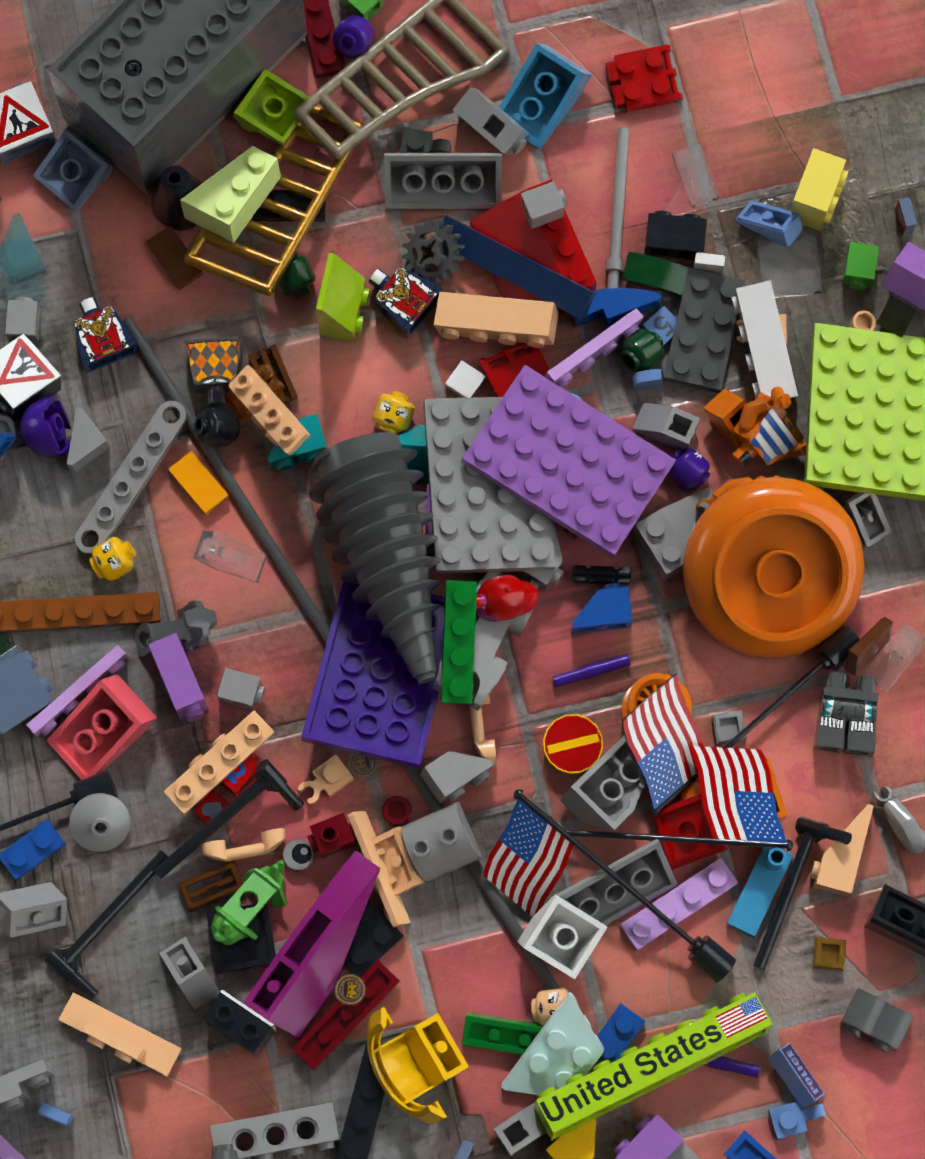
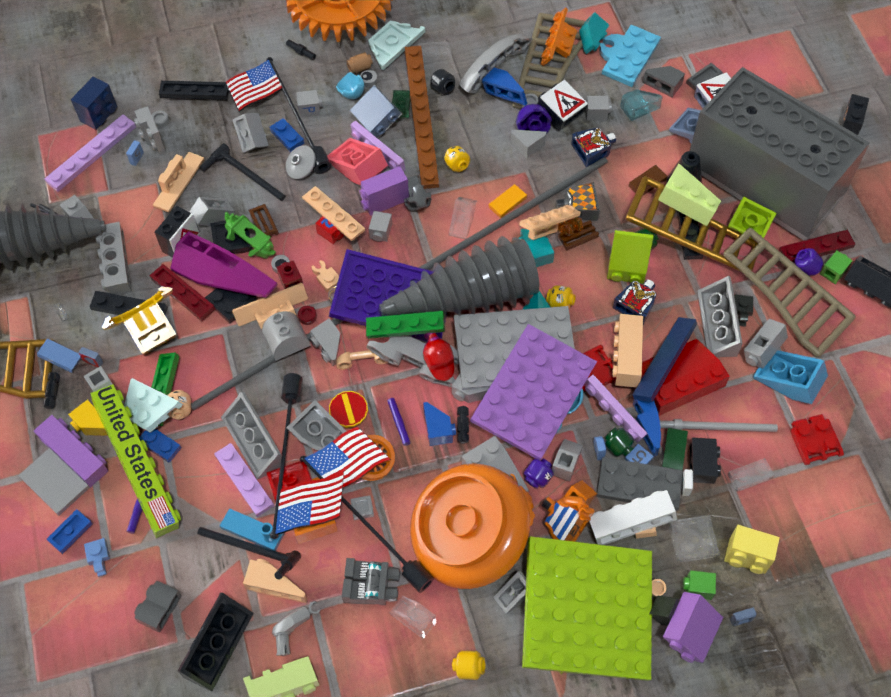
camera: 90 degrees right, 15 degrees down
(132, 476) = (510, 167): light grey plate -> none
(211, 806) = (307, 220): red tile -> none
(217, 427) = (541, 202): black head -> none
(267, 778) = (324, 238): black bar -> none
(270, 841) = (283, 222): light nougat bar -> none
(350, 990) = (194, 289): tile -> none
(445, 250) = (670, 313): dark grey gear -> none
(465, 380) = (587, 339): white tile -> none
(533, 858) = (265, 384): flag -> none
(543, 204) = (708, 365): light grey brick -> none
(562, 935) = (217, 400): white slope -> none
(771, 222) = (723, 523): medium blue slope -> none
(796, 1075) = (124, 555): medium blue slope -> none
(829, 954) = (206, 576): pearl gold tile -> none
(869, 645) = (418, 592): reddish brown tile -> none

